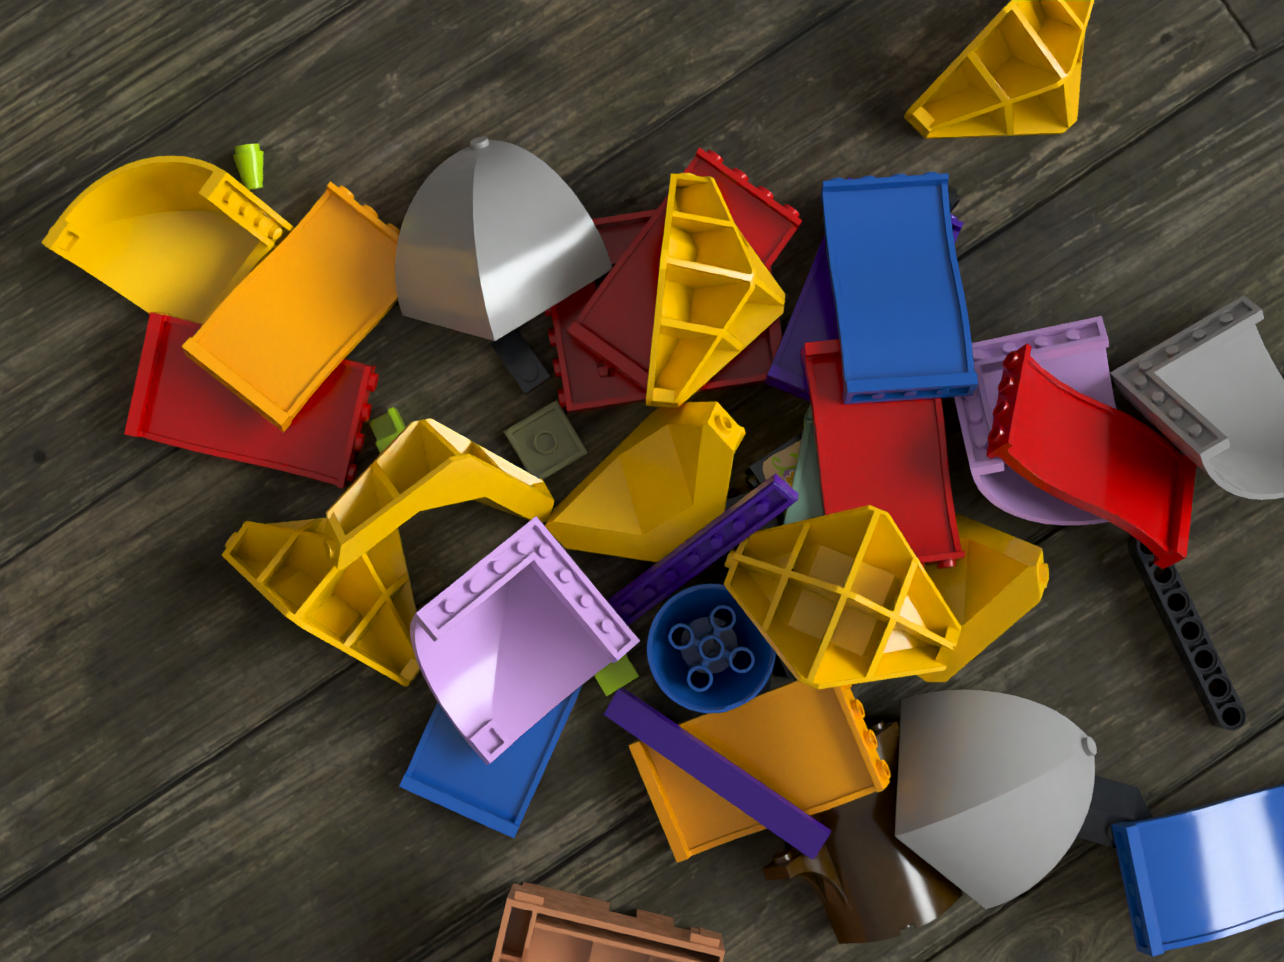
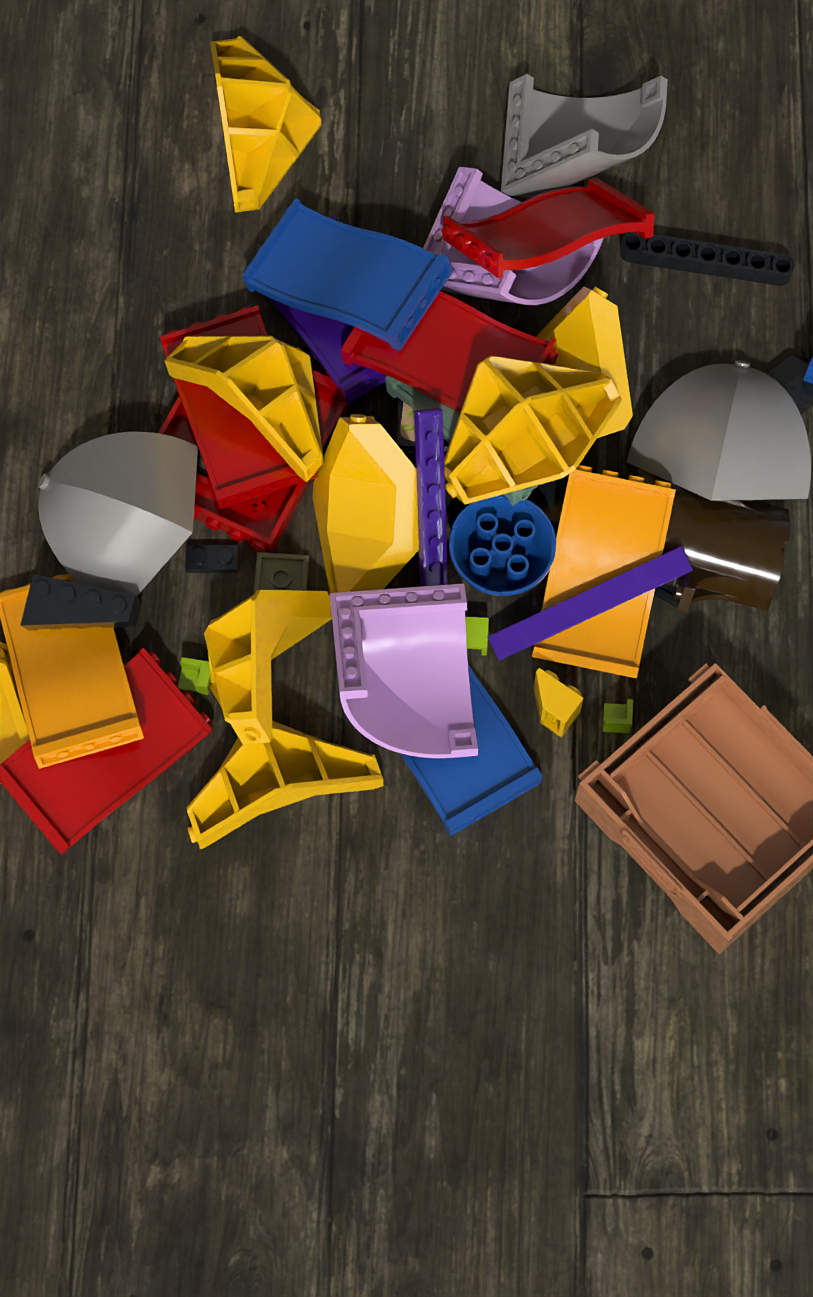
camera: 55 degrees left, 15 degrees down
(367, 271) = (67, 604): none -> black wedge
(593, 802) = (555, 702): none -> yellow slope
(629, 866) = (618, 717): none -> lime panel

